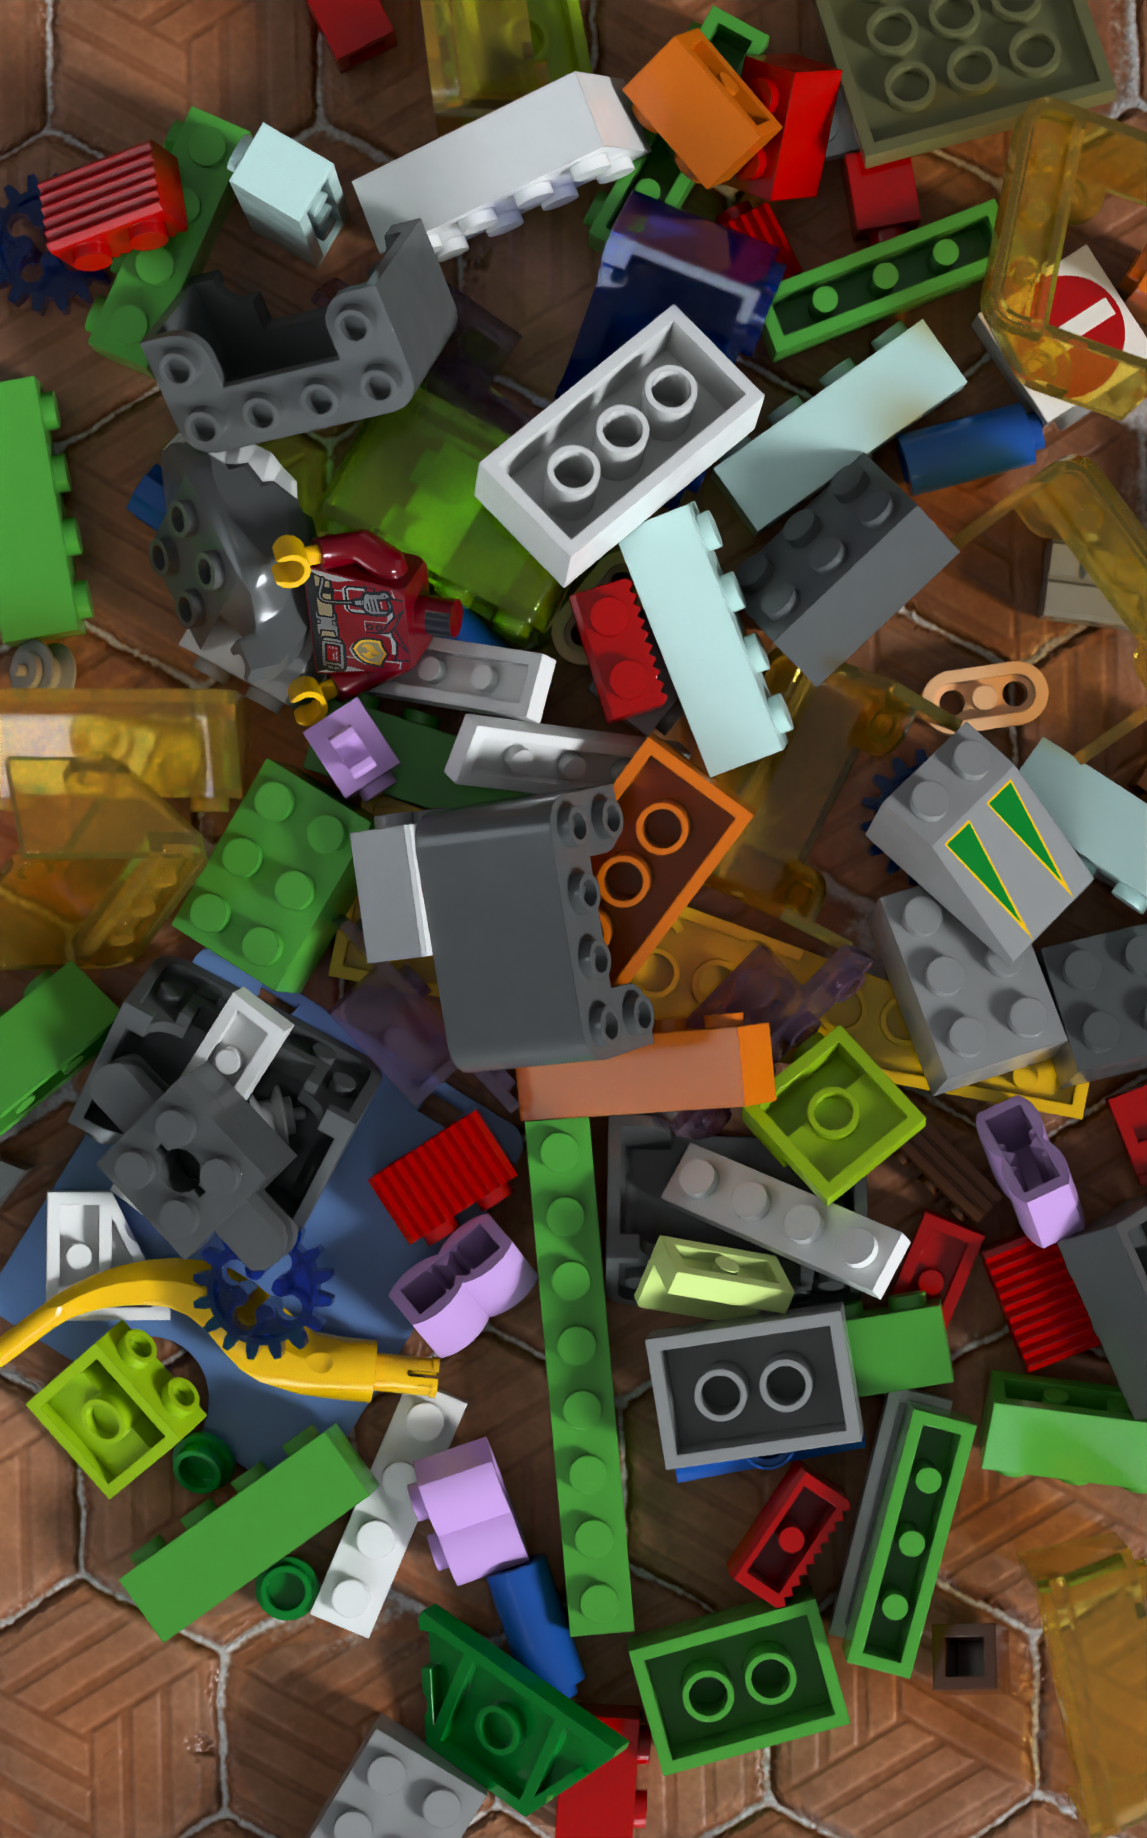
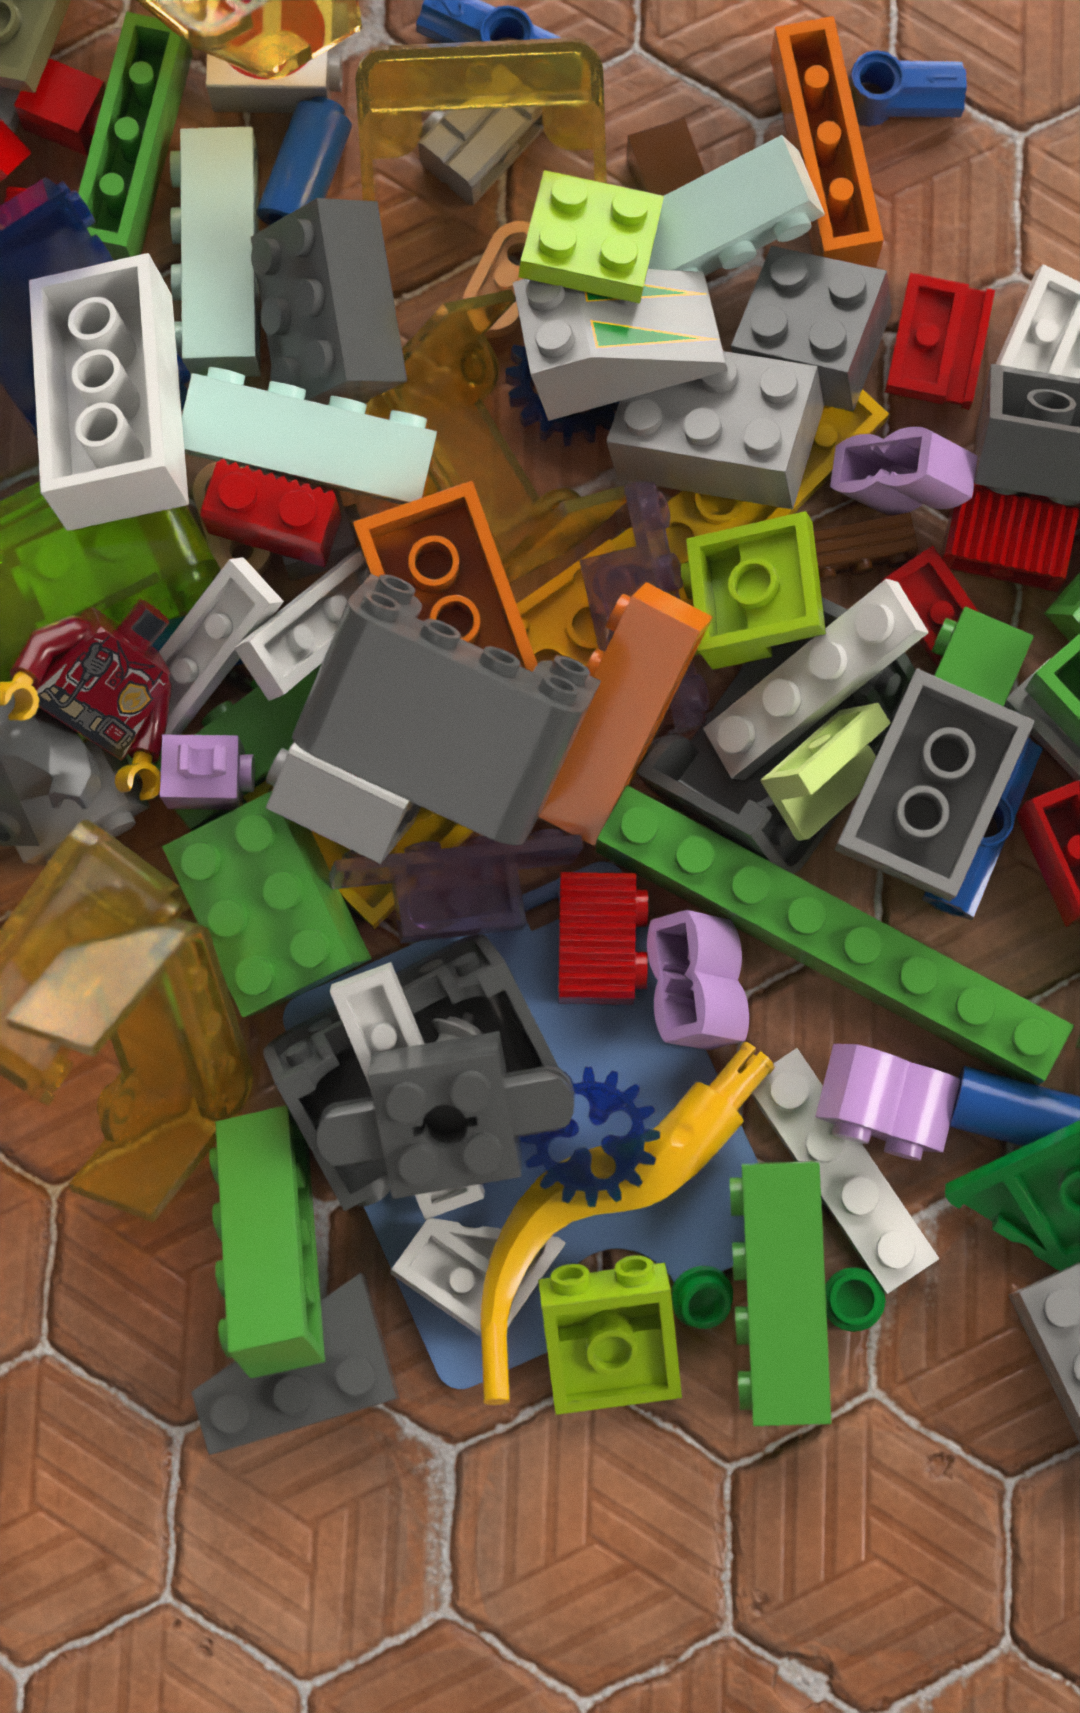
camera: 55 degrees left, 10 degrees down
(1051, 766) = (591, 236): none -> plate

